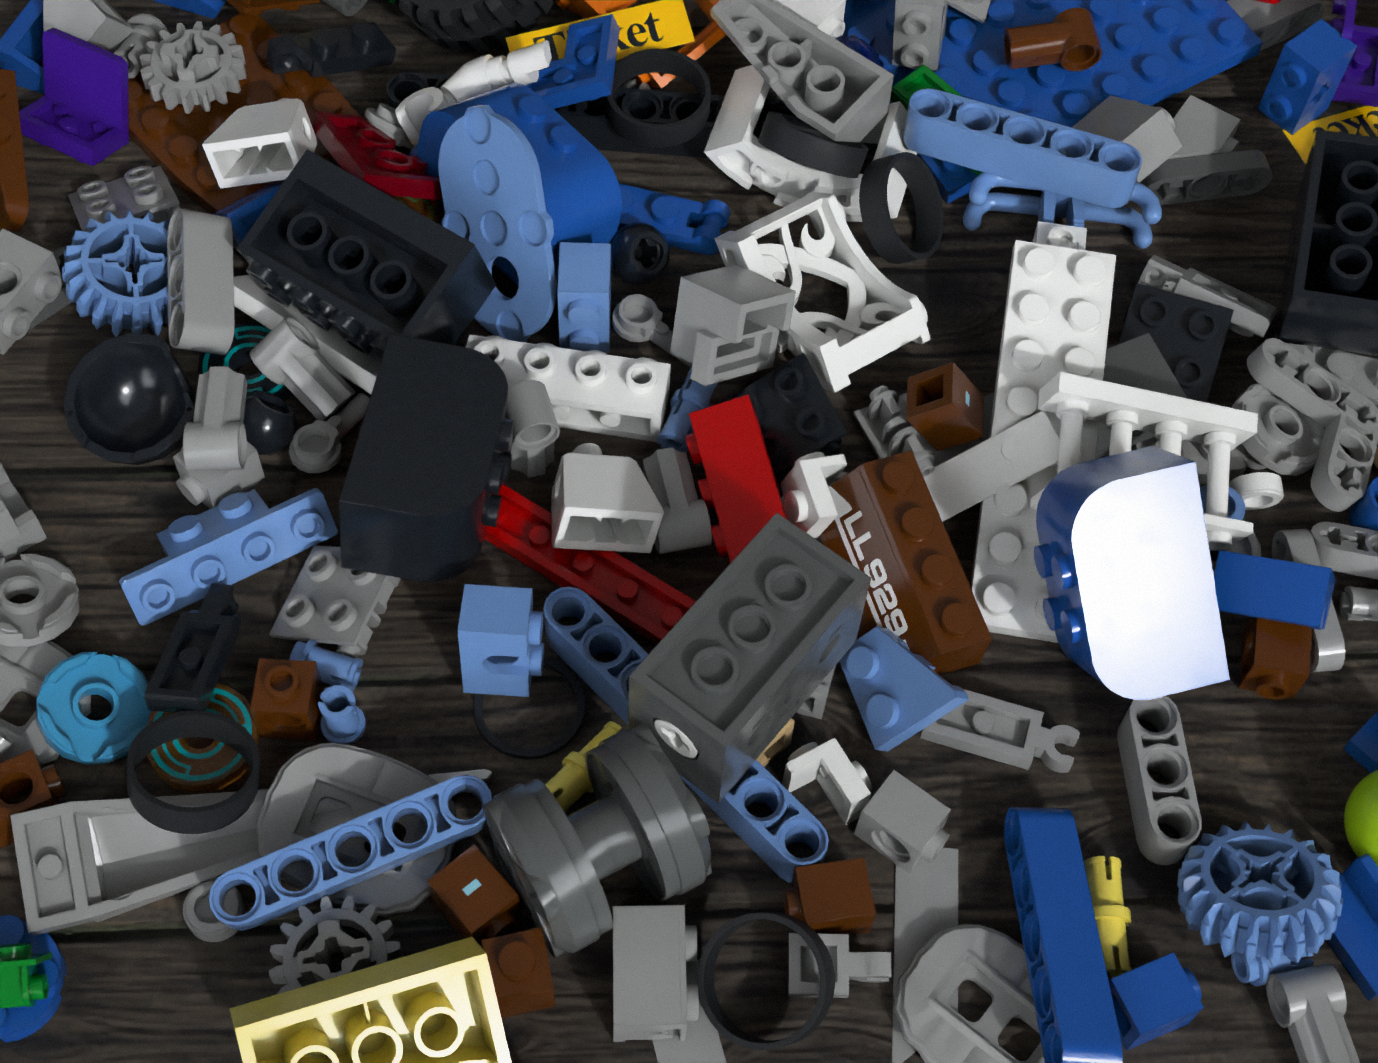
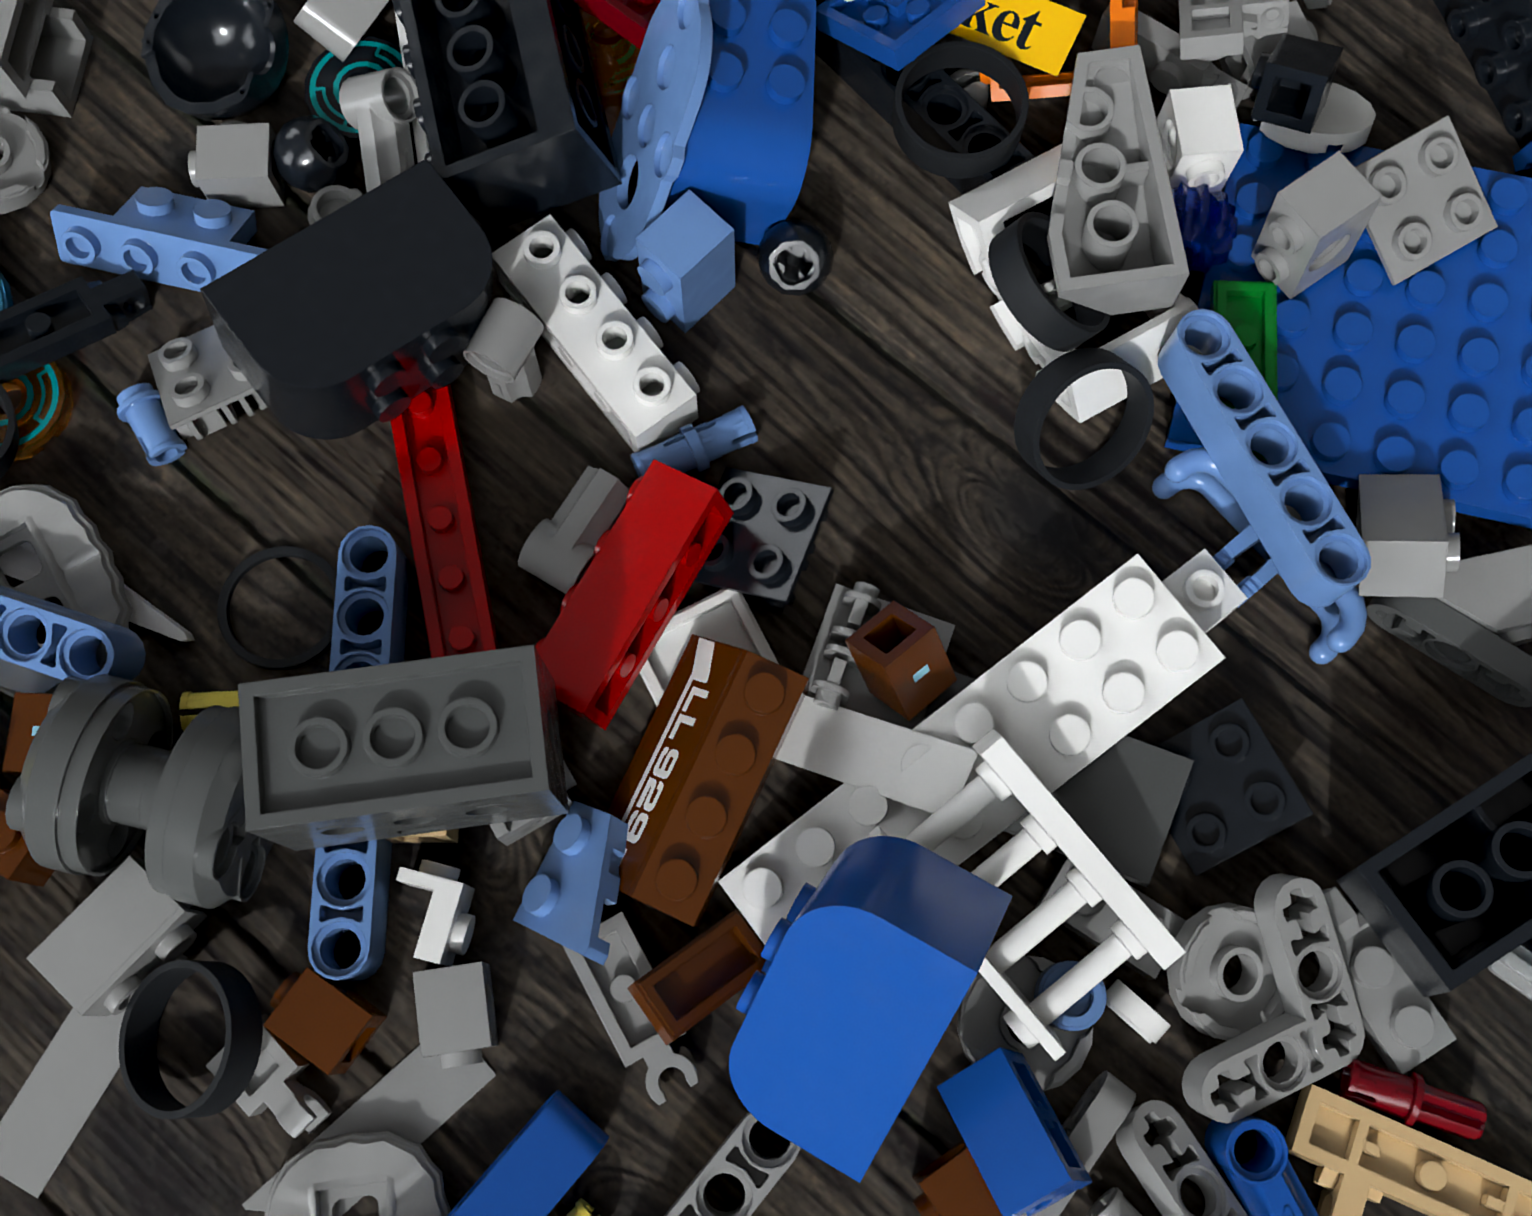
camera: 45 degrees right, 15 degrees up
(217, 432) = (234, 135): light grey piece -> none
(287, 699) = (84, 428): reddish brown brick -> none
(341, 718) = (113, 484): medium blue pin -> none
(499, 640) = (278, 528): medium blue brick -> none
(603, 503) = (500, 474): white torso -> none
(640, 320) = (734, 325): light grey plate -> none
(674, 215) = (863, 234): blue plate -> none
(729, 322) = (785, 398): light grey plate -> none
(807, 491) = (677, 636): white bracket -> none
(870, 294) = (863, 508): white fence -> none
(1018, 676) = (699, 977): none -> reddish brown tile
(1066, 40) = (1448, 377): reddish brown piece -> none
(1249, 314) = (1321, 772): light grey hinge -> none

